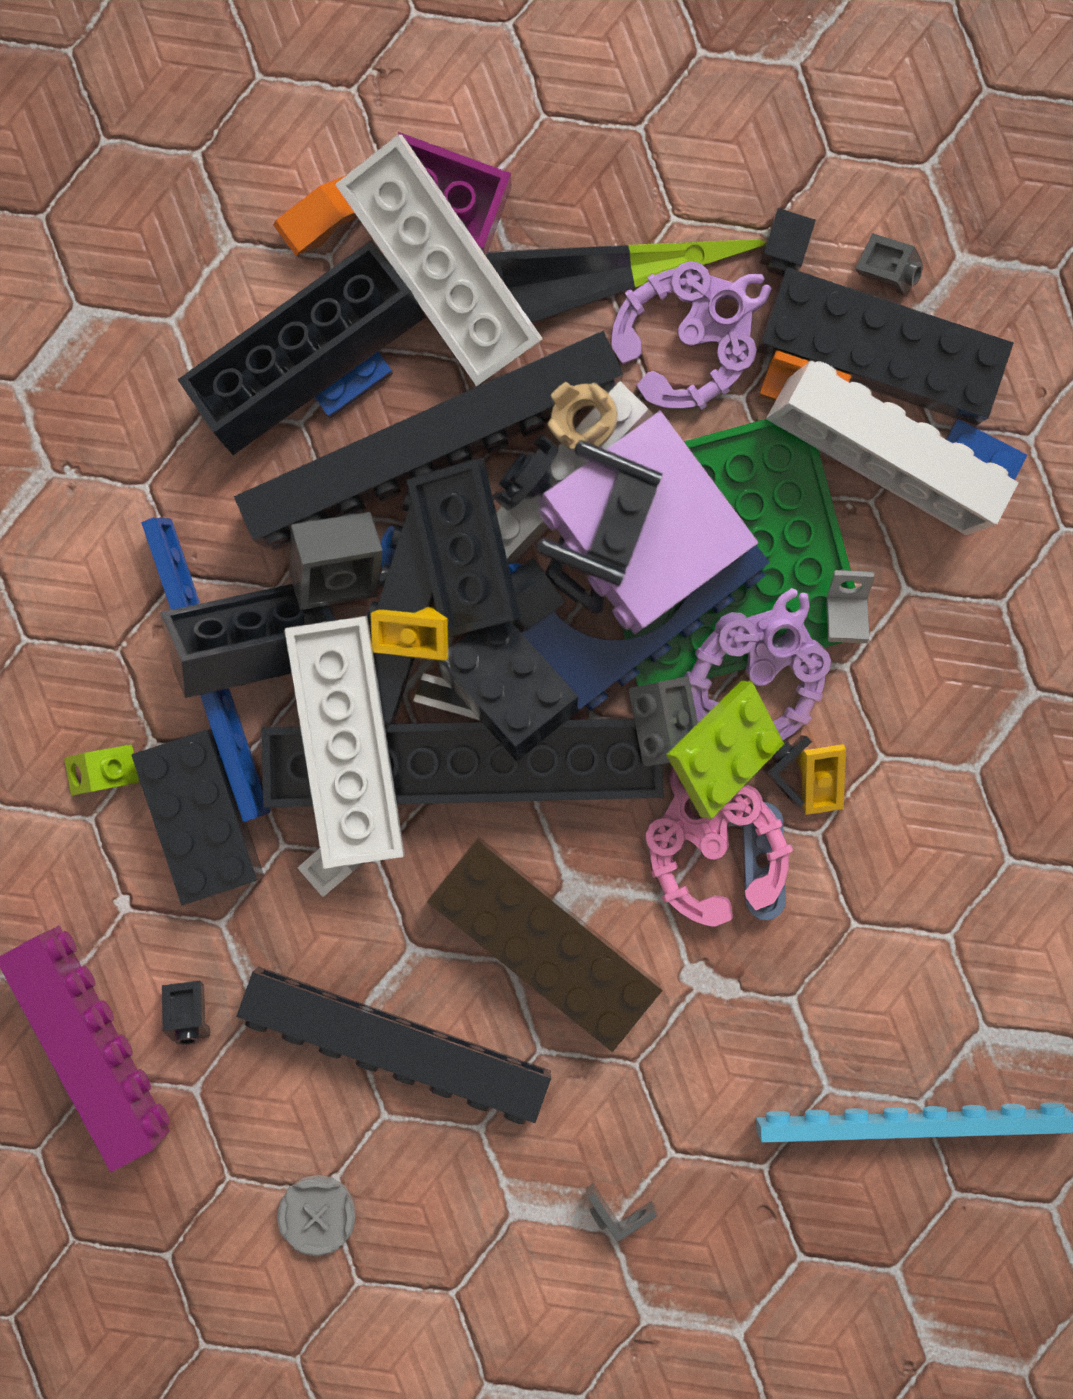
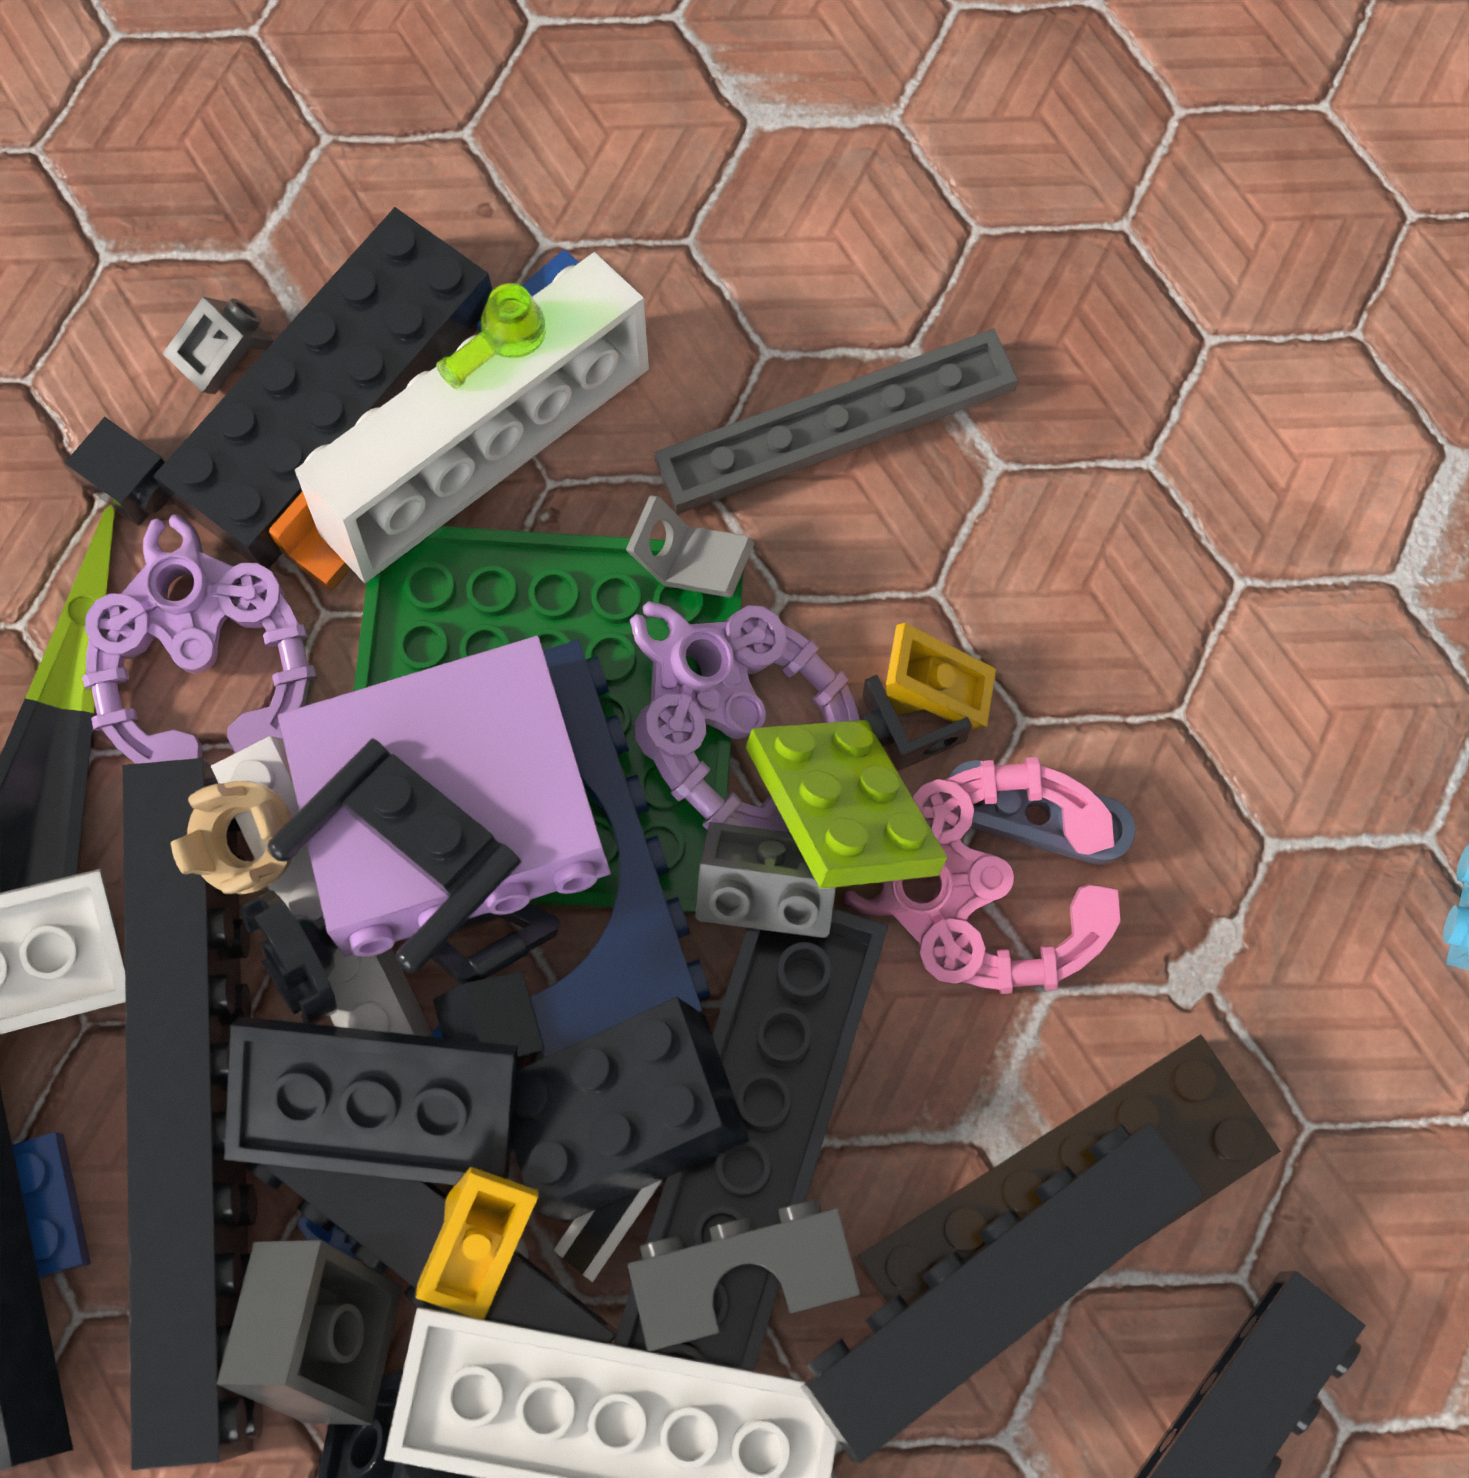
camera: 70 degrees left, 15 degrees down
(427, 750) = (679, 1284): none -> dark grey arch
(483, 923) = (998, 1292): none -> black brick
(939, 448) = (510, 328): none -> clear neon green bar
(969, 663) = (835, 421): none -> dark grey plate

